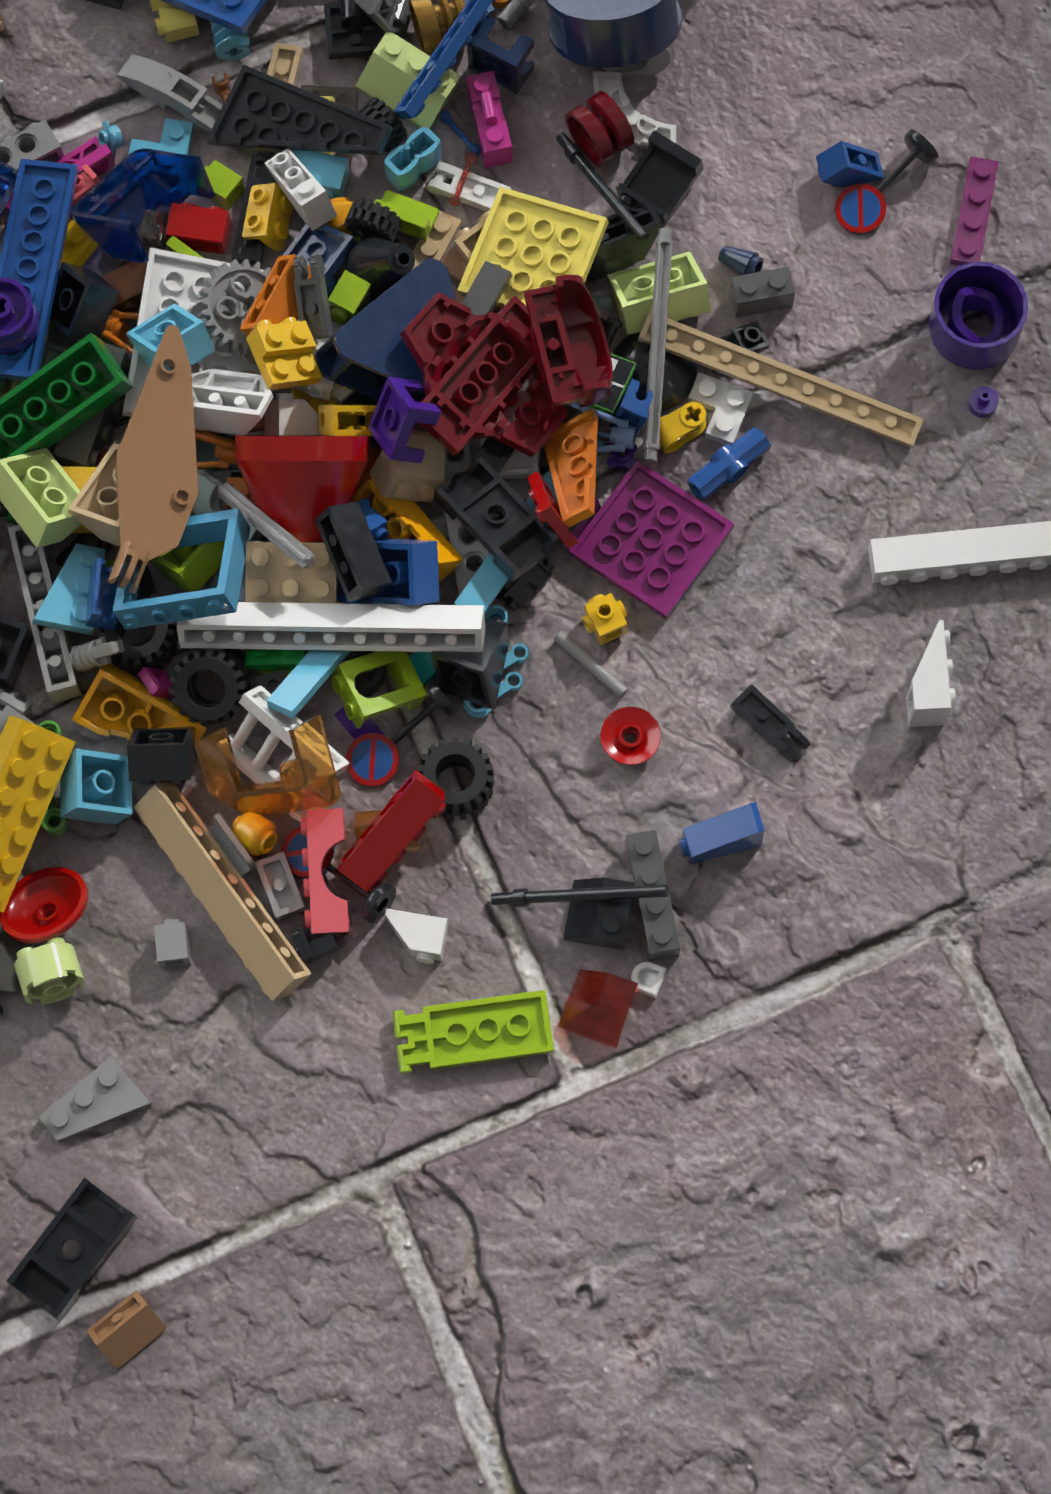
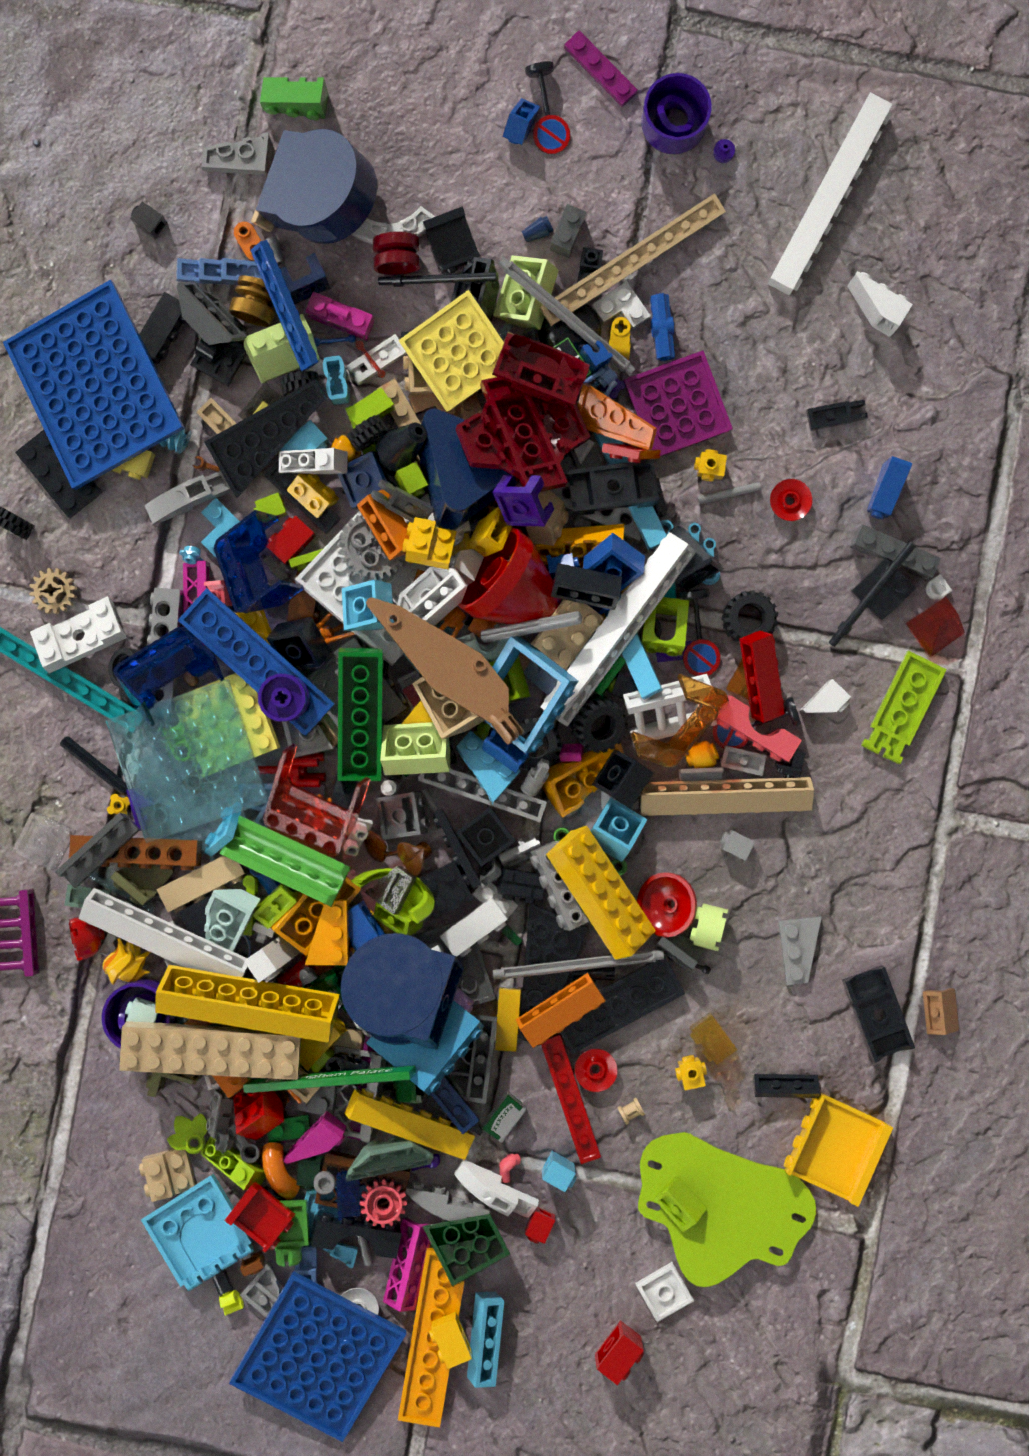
camera: 55 degrees left, 15 degrees up
(487, 288) = (463, 396): dark grey tile -> none

